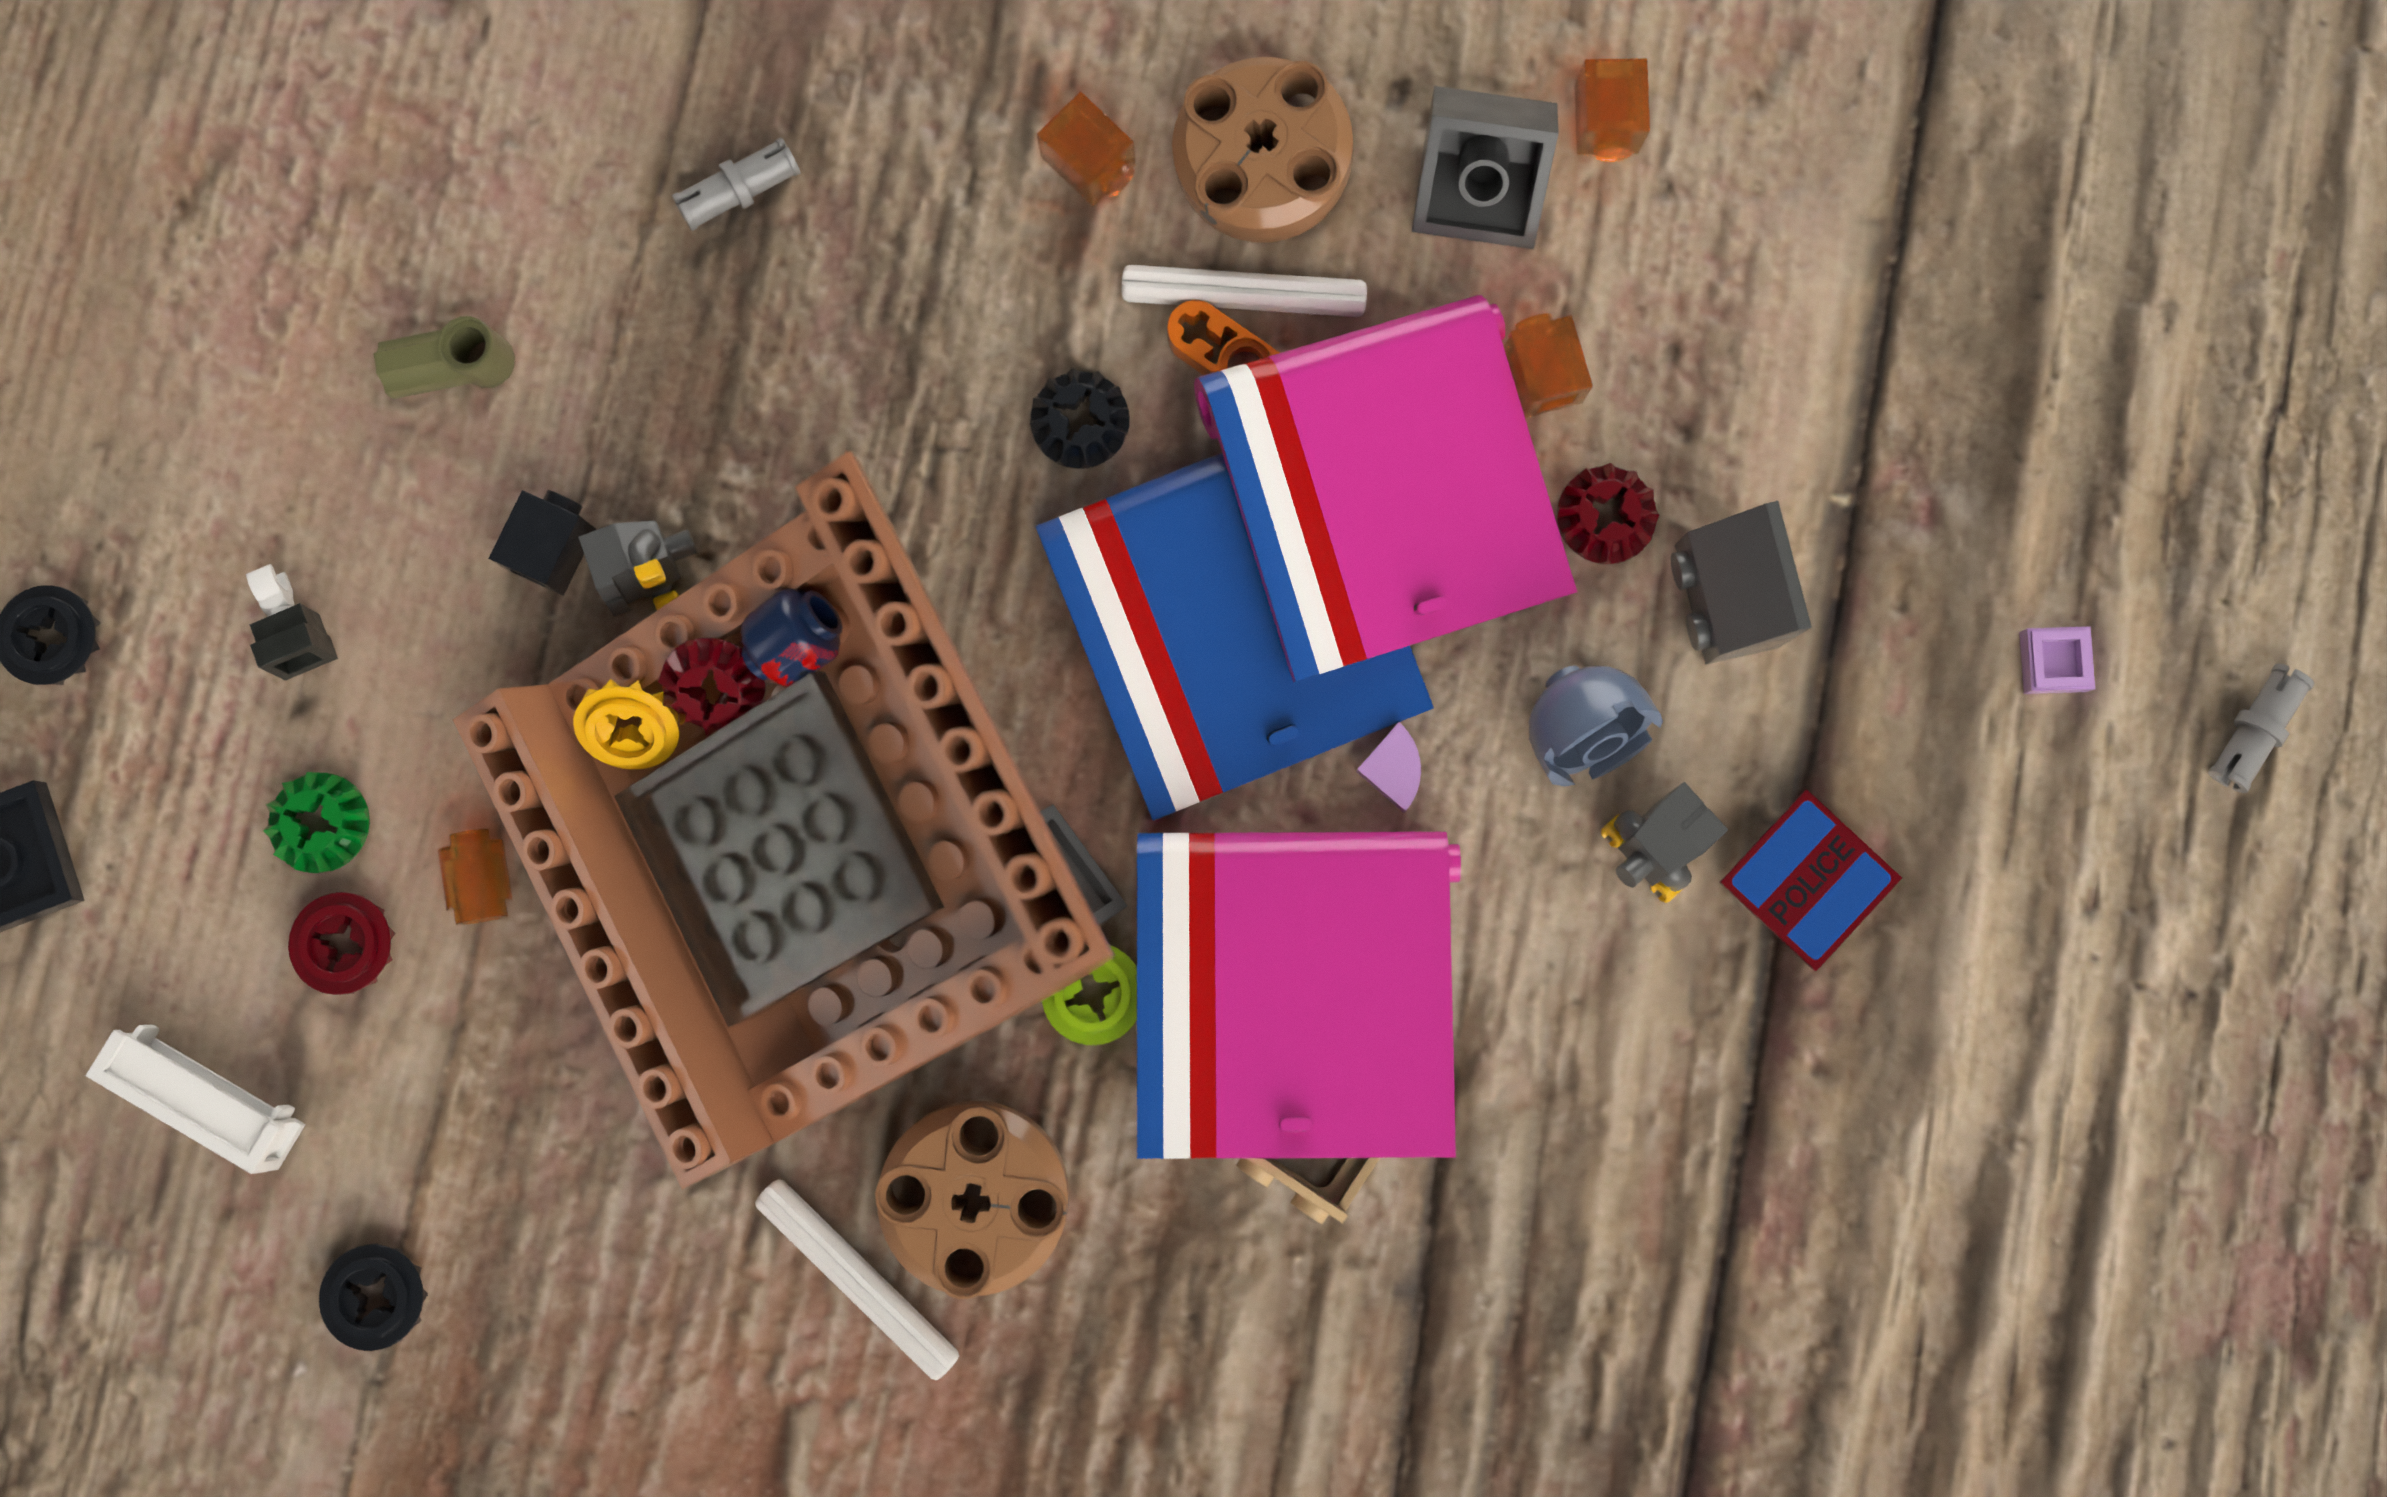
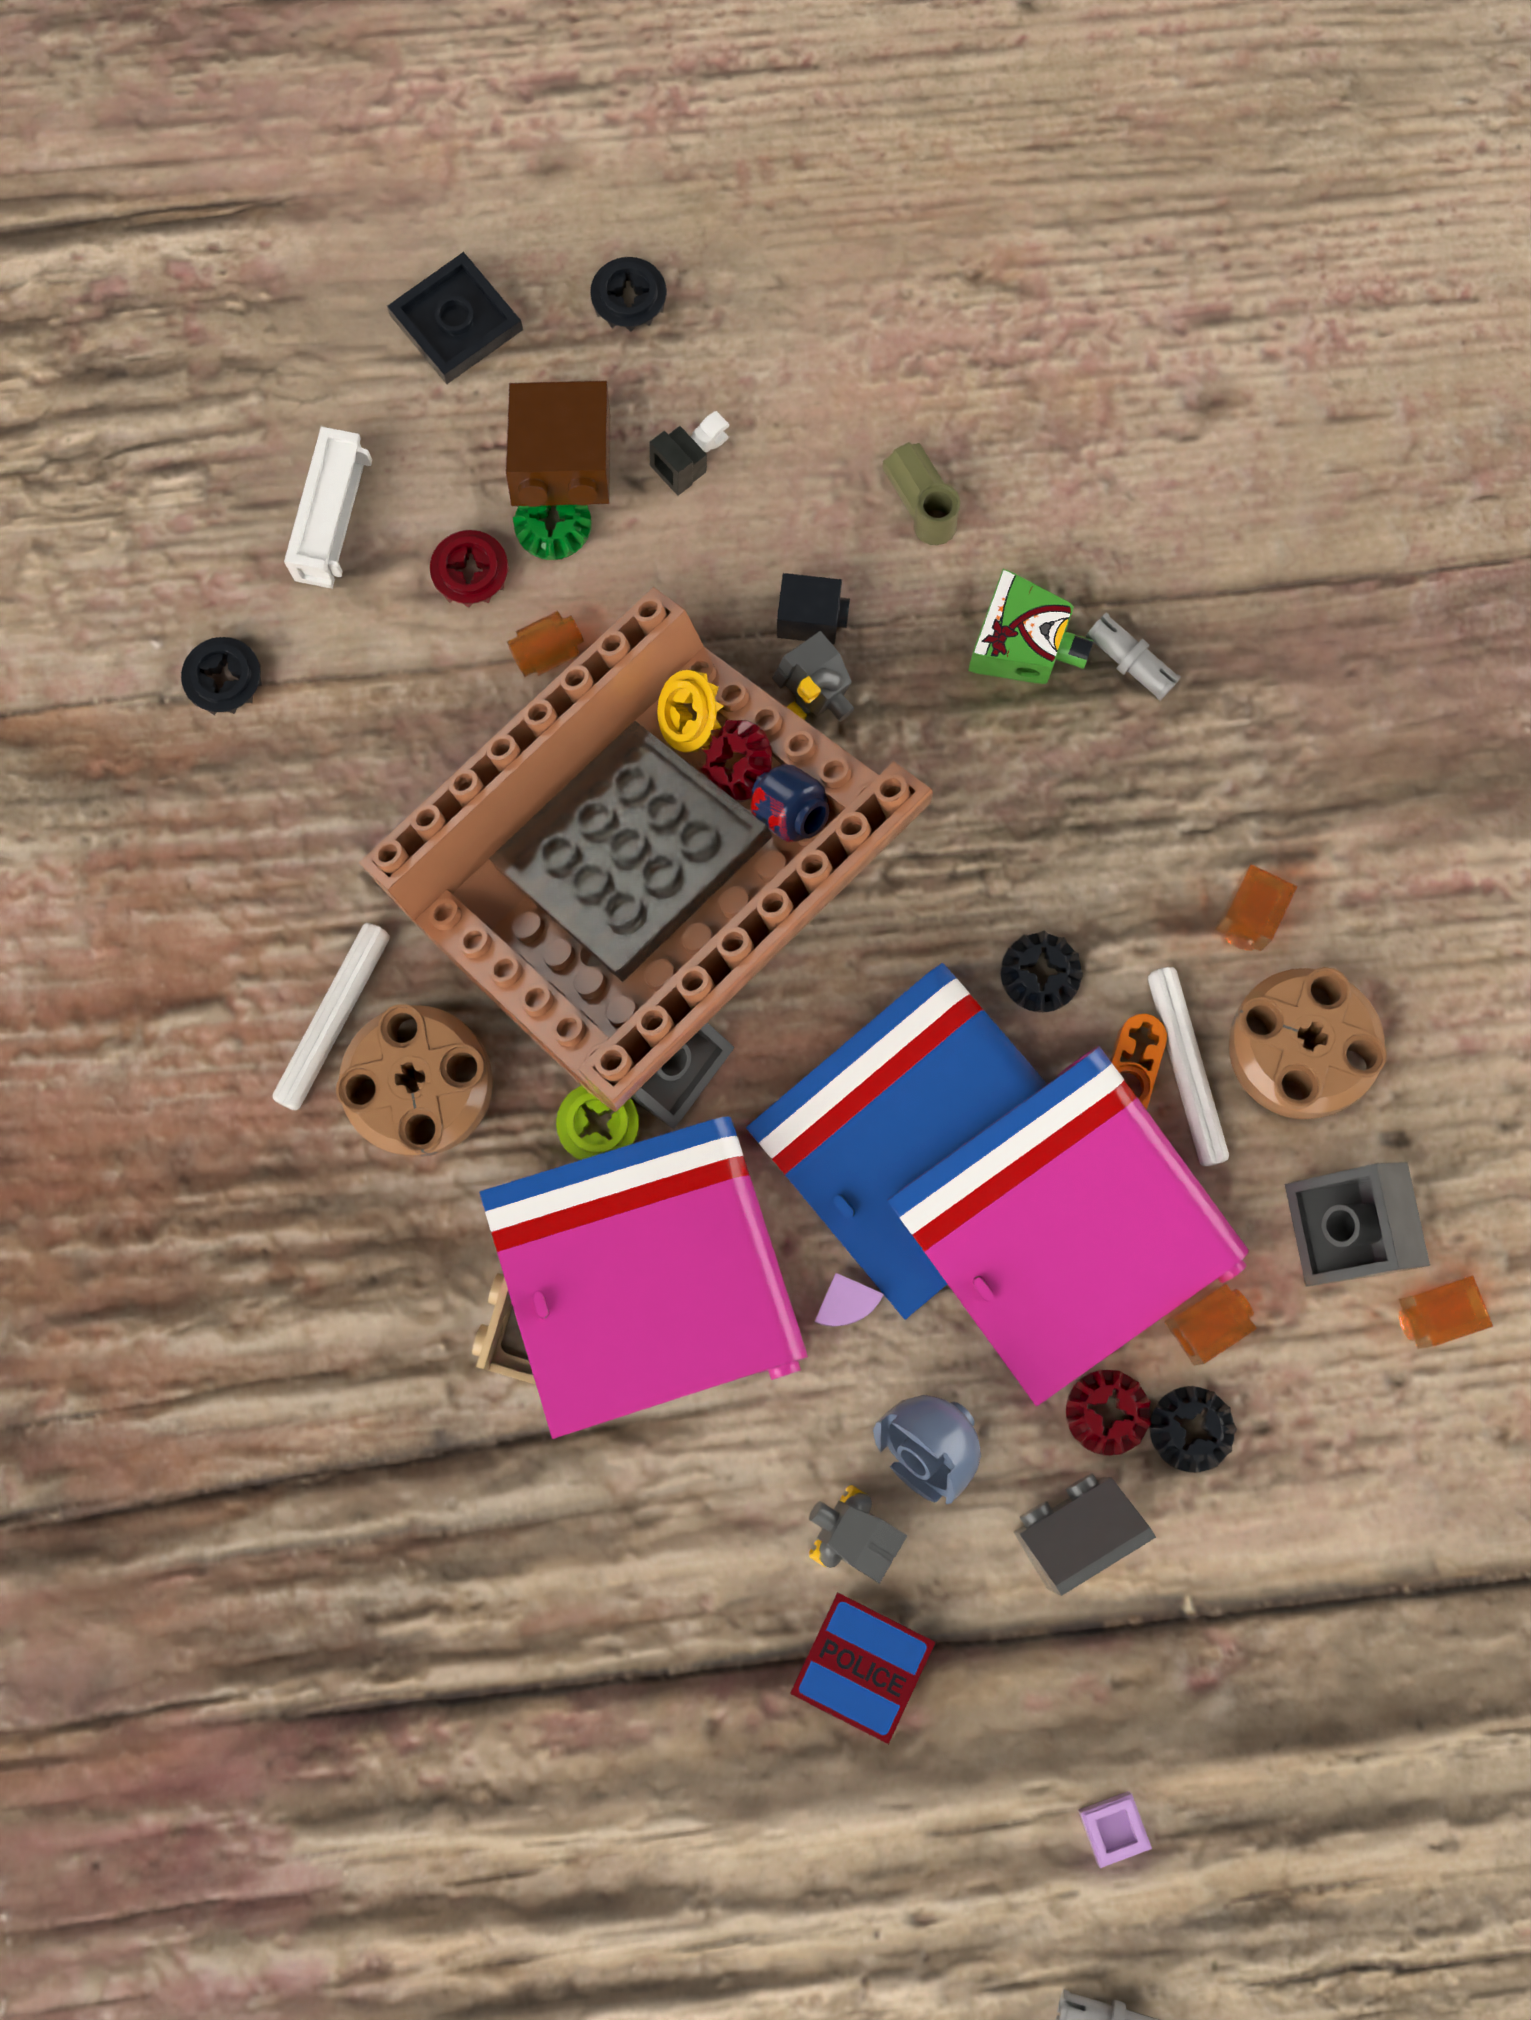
camera: 70 degrees right, 5 degrees down
(218, 781) = (558, 443): none -> reddish brown brick
(664, 296) = (1026, 633): none -> torso
(1655, 455) = (1169, 1435): none -> black gear

